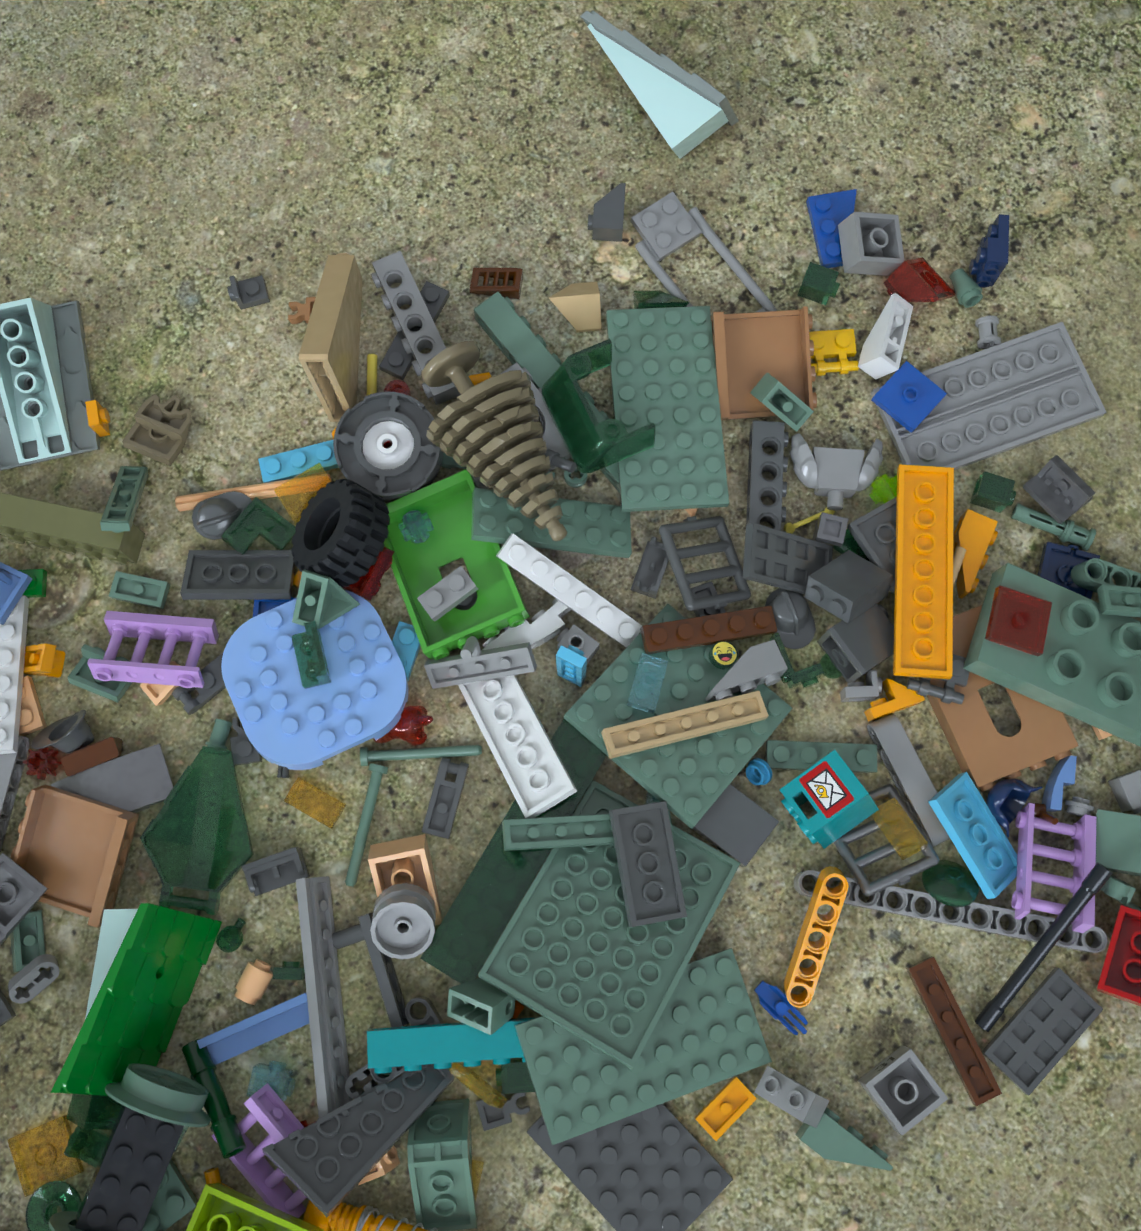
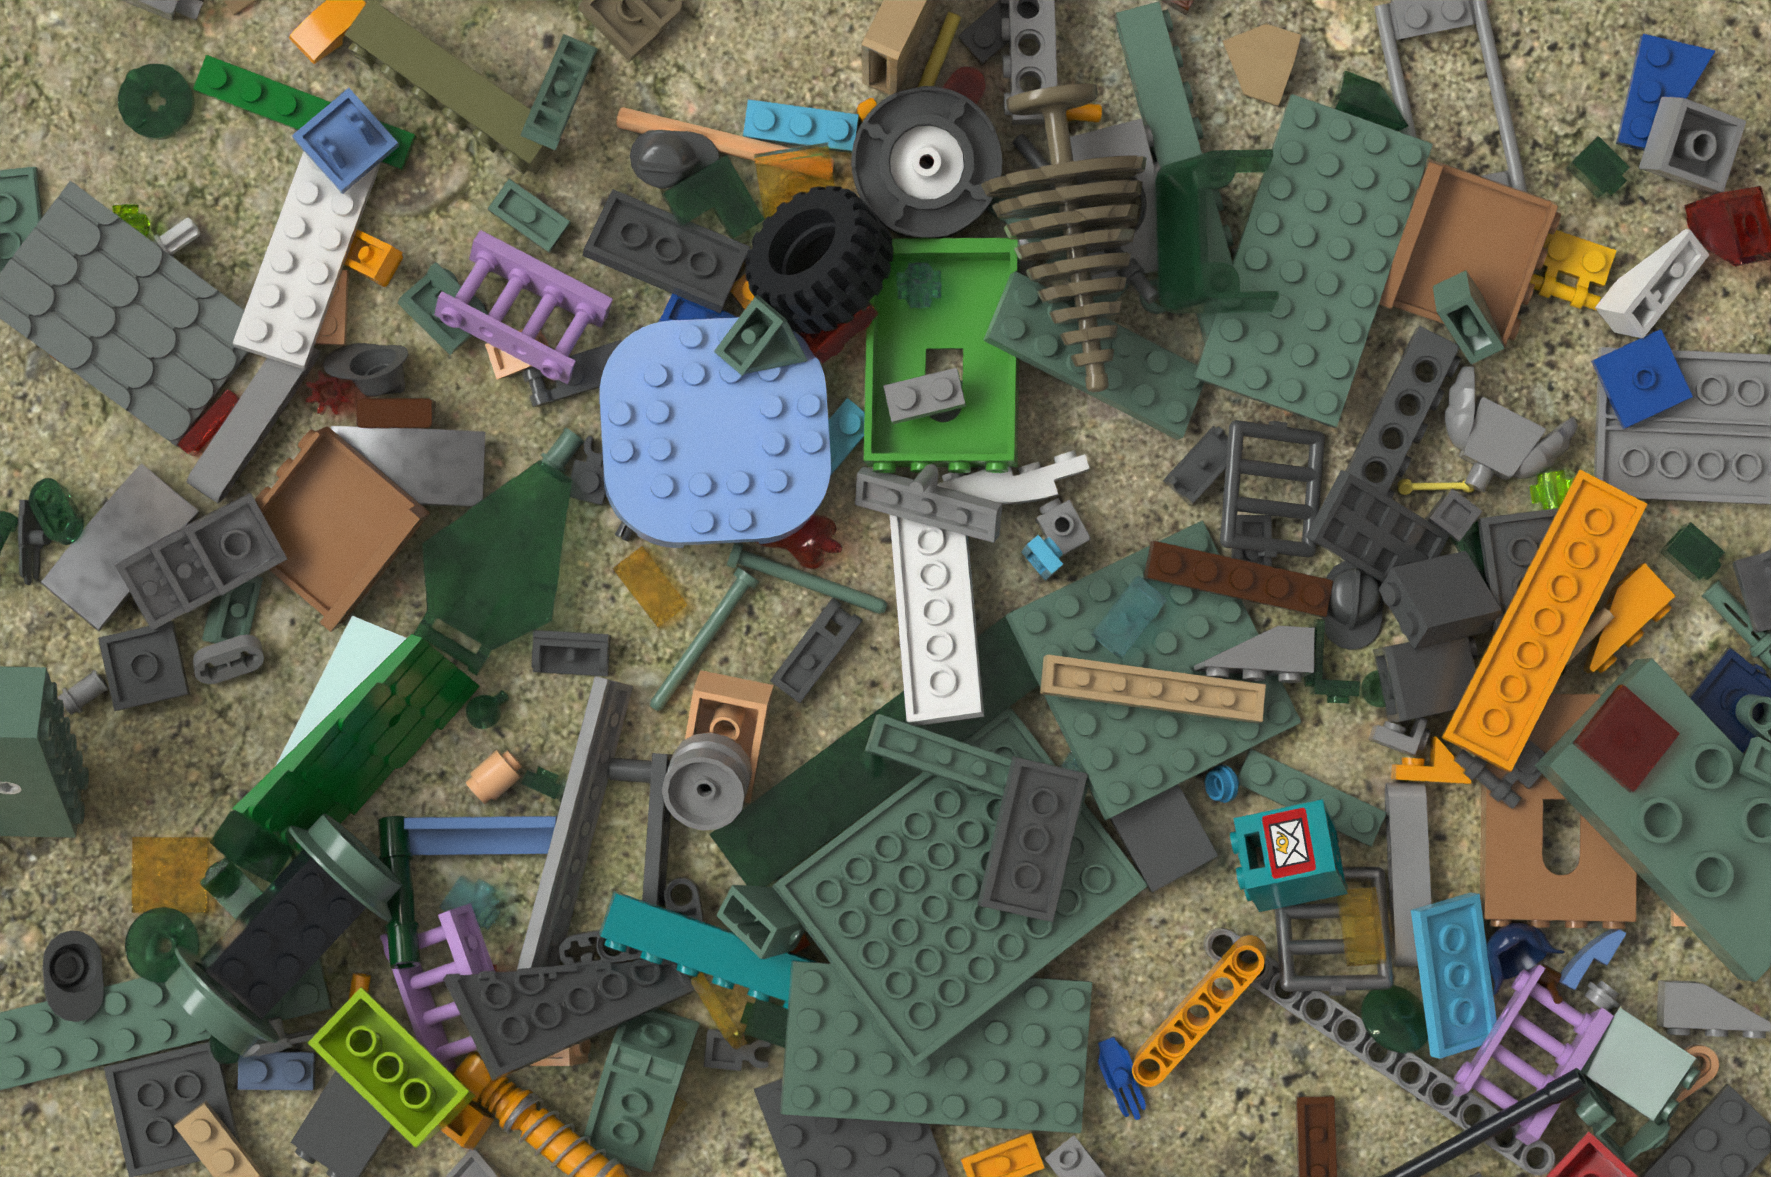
camera: 20 degrees right, 10 degrees up
(311, 656) = (721, 409): clear green bracket -> none
(569, 590) = (1081, 456): white plate -> none
(723, 655) = (1242, 619): tile -> none

